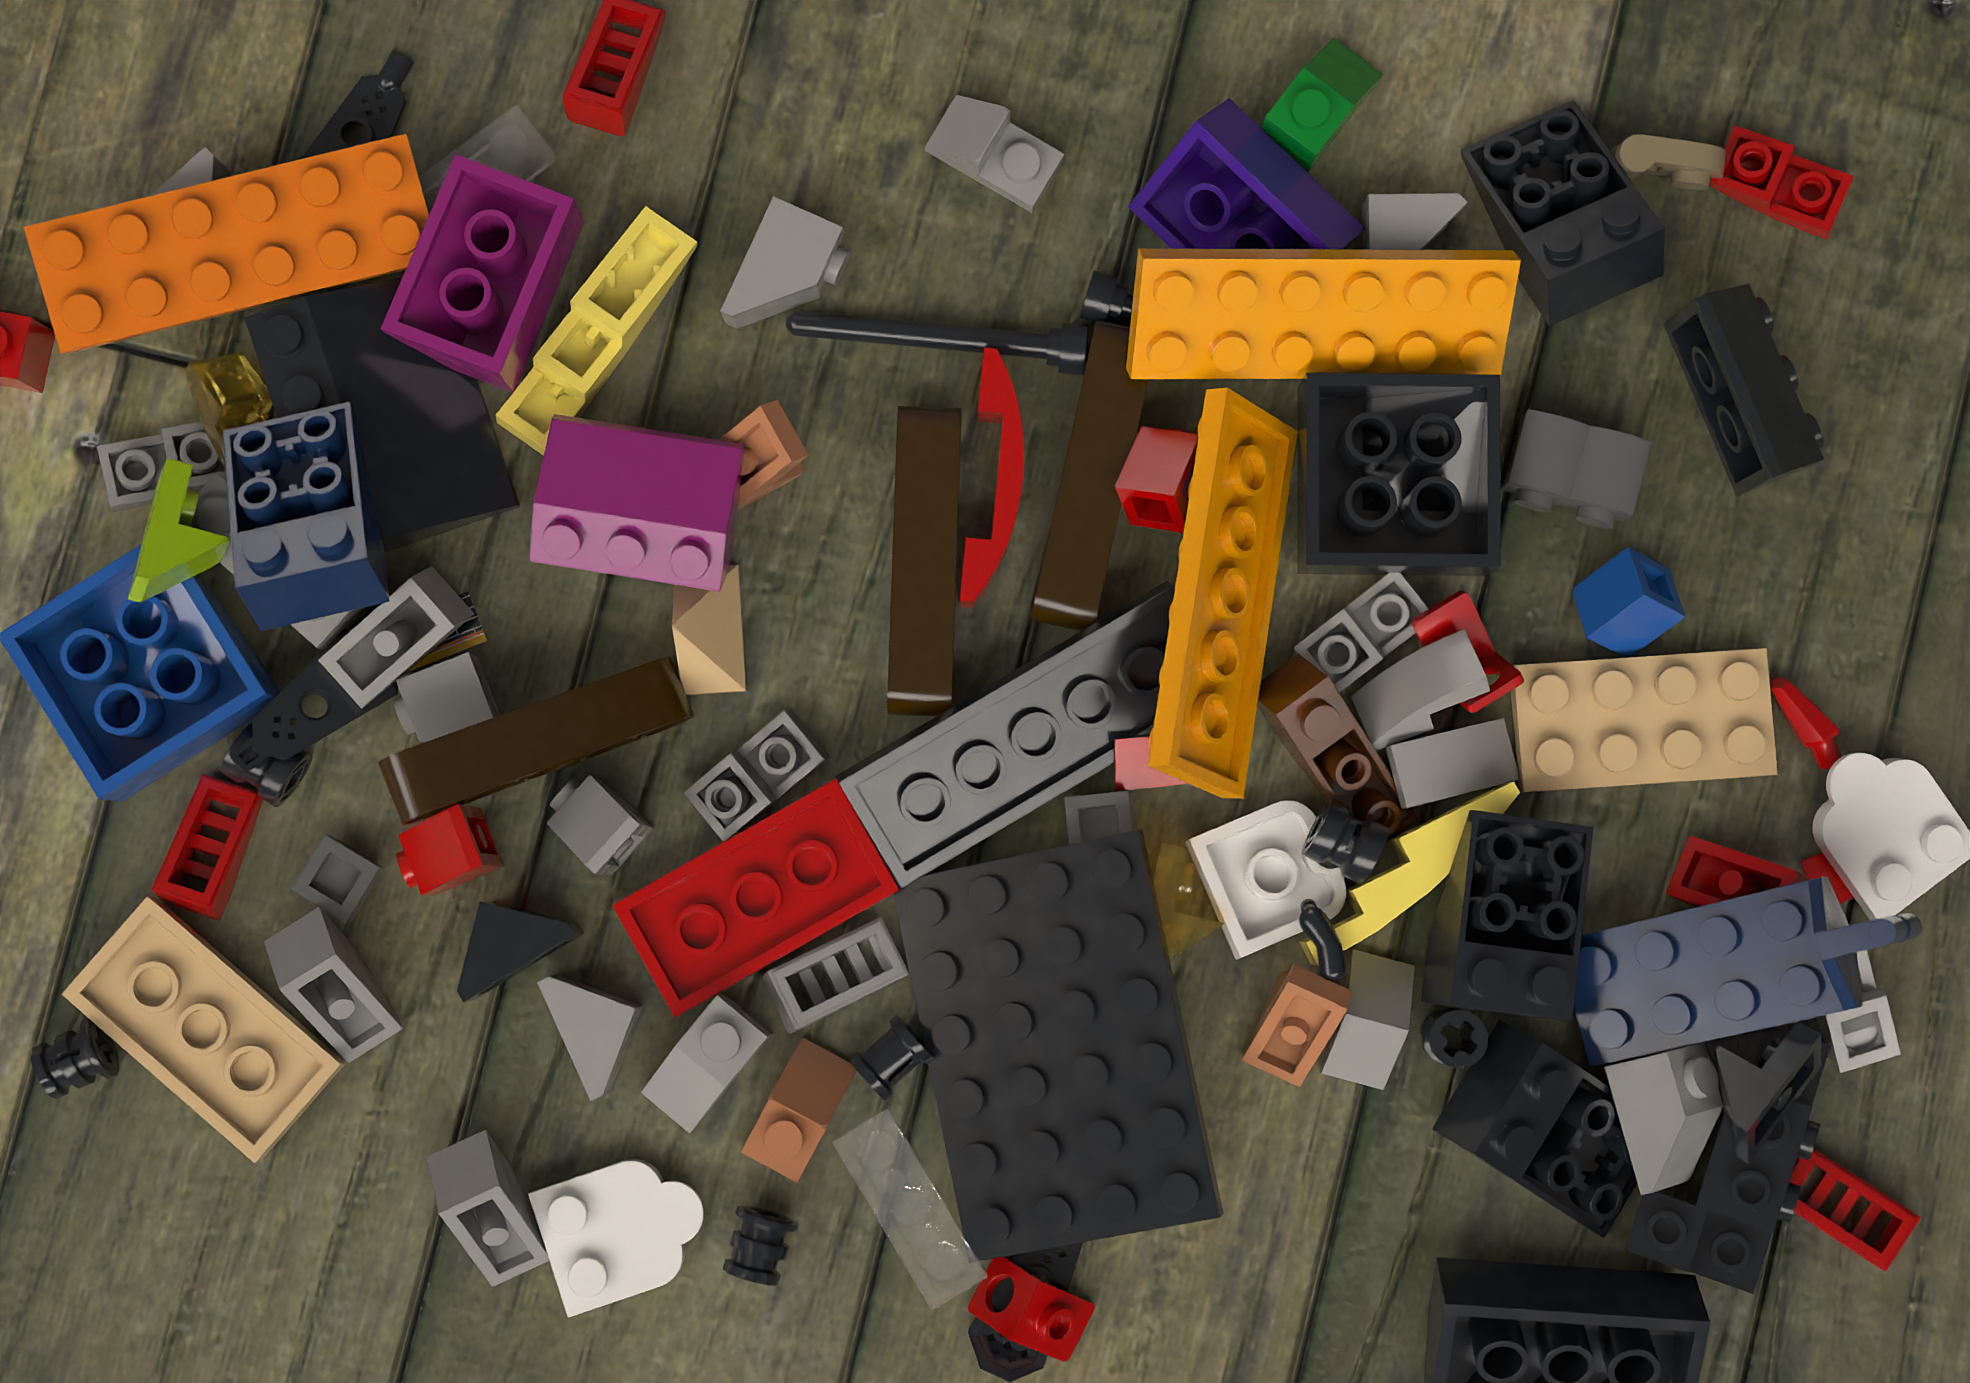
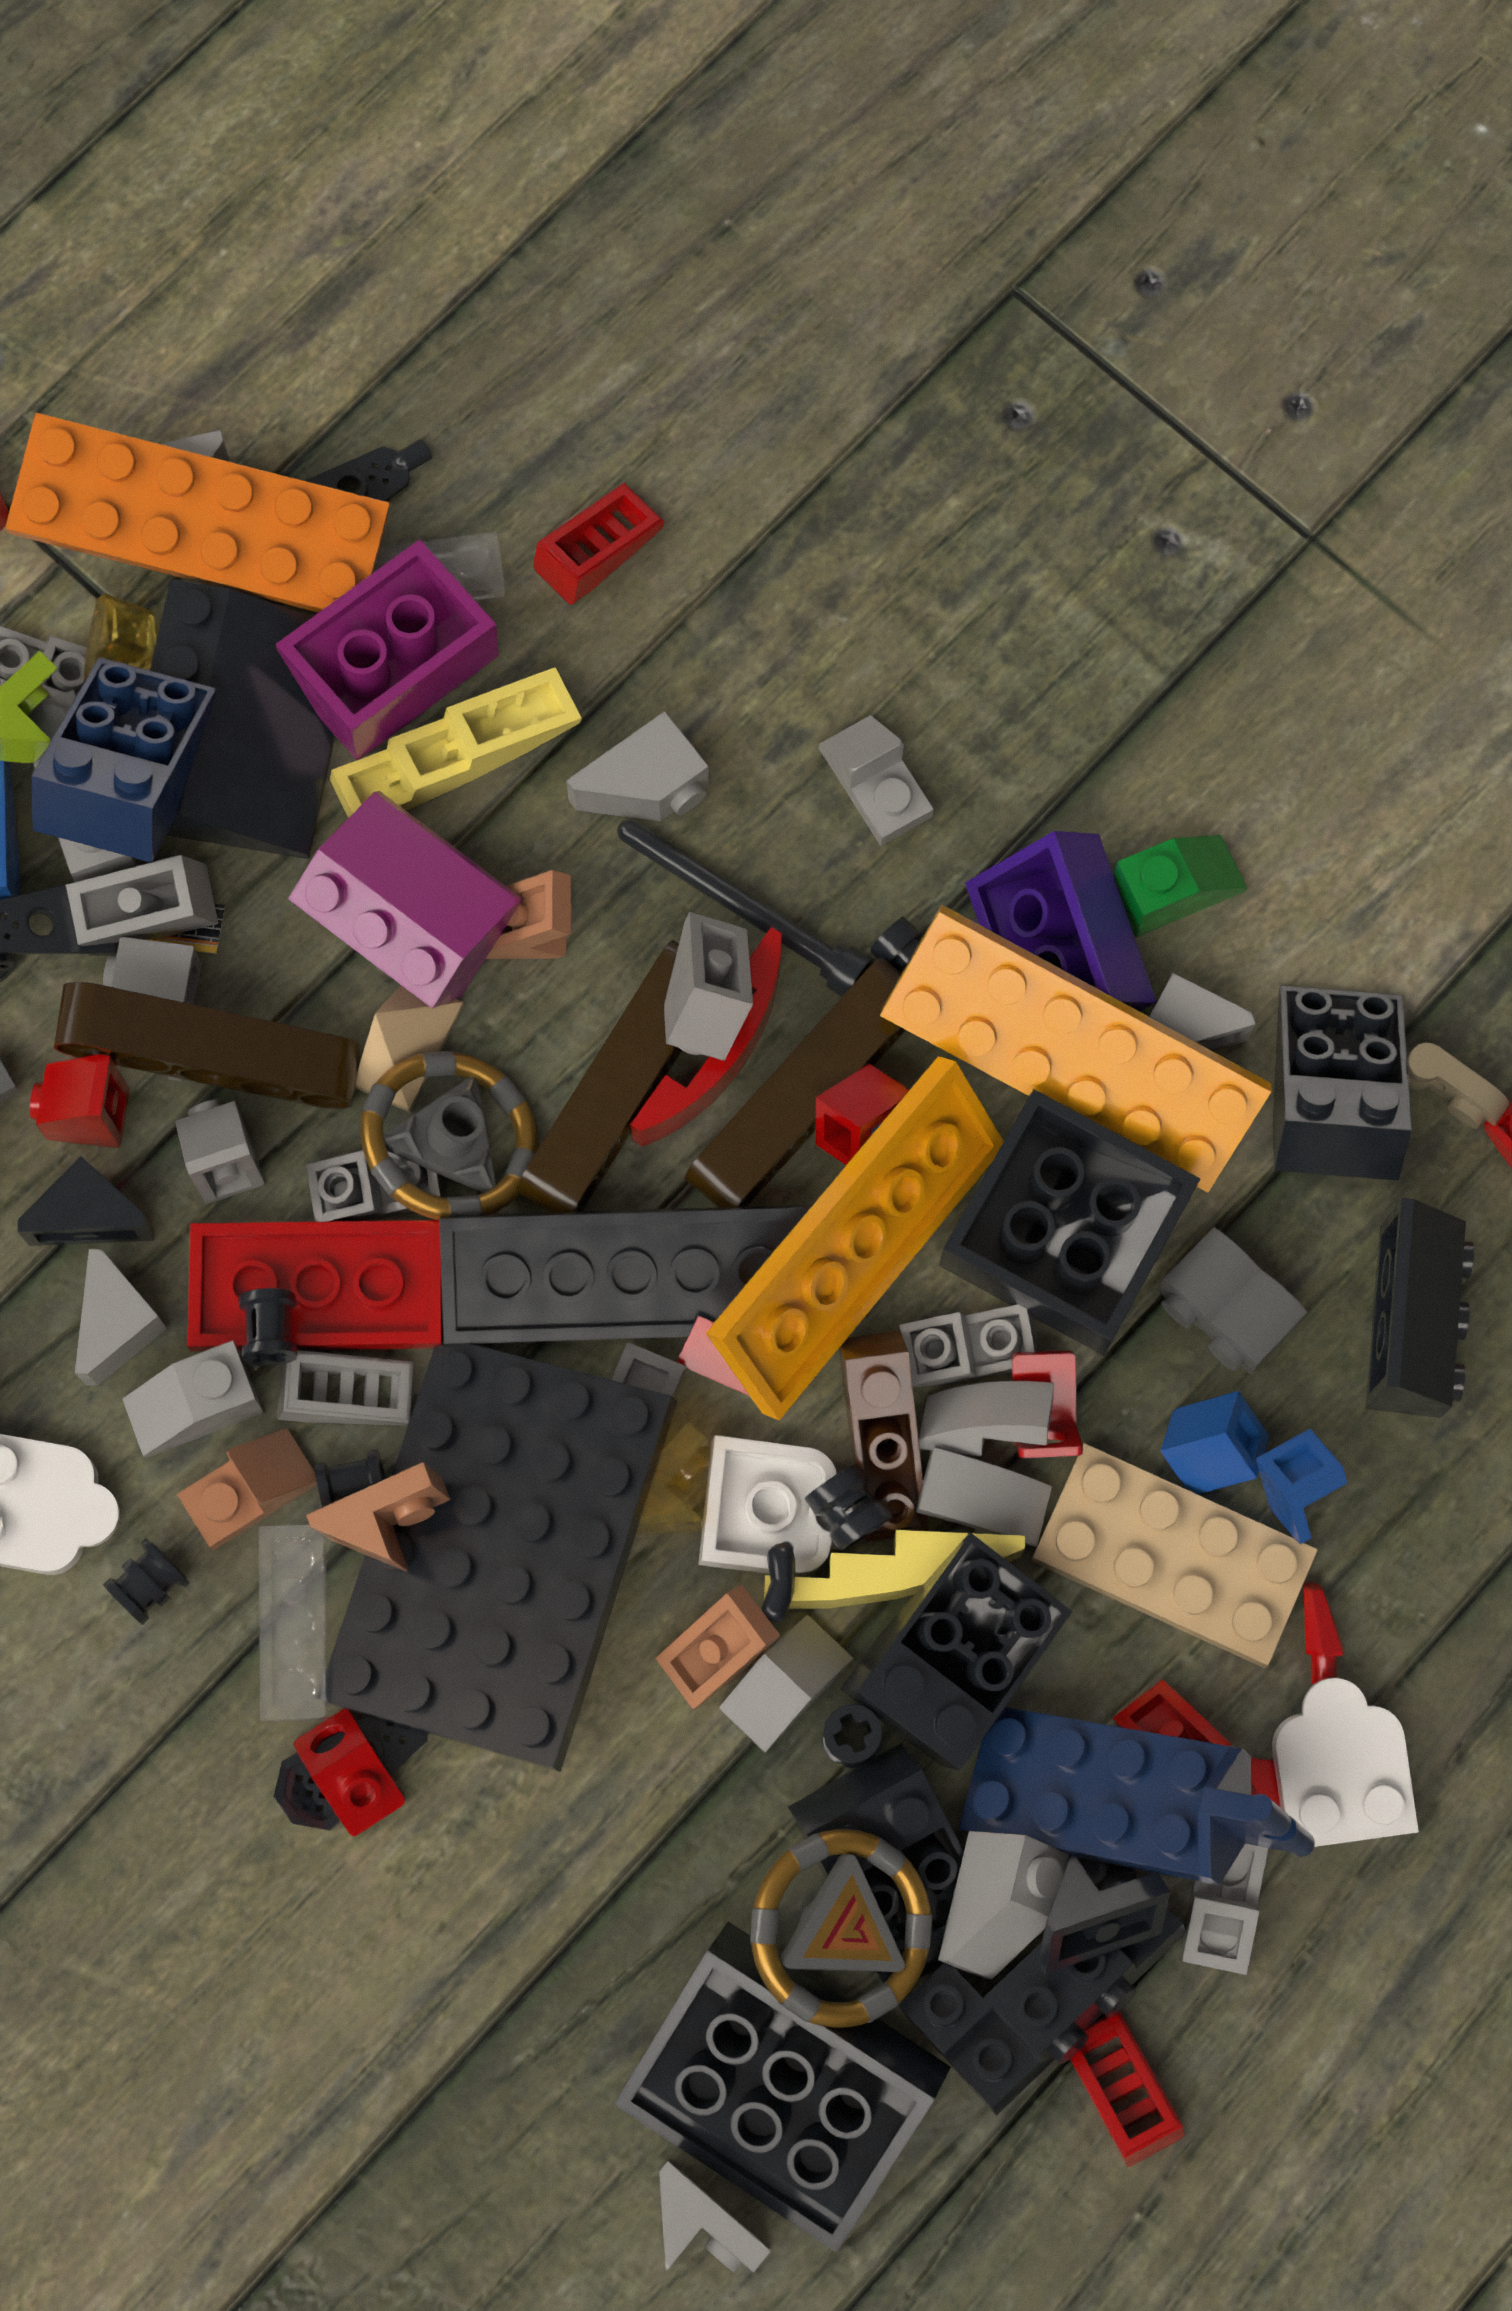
camera: 30 degrees right, 10 degrees down
(740, 964) = (268, 1326): none -> black bush
(798, 698) = (447, 1135): none -> dark grey piece
(929, 1090) = (367, 1517): none -> nougat slope
(963, 437) = (708, 987): none -> light grey slope
(1549, 1220) = (841, 1928): none -> piece
(1724, 597) = (1298, 1476): none -> blue panel

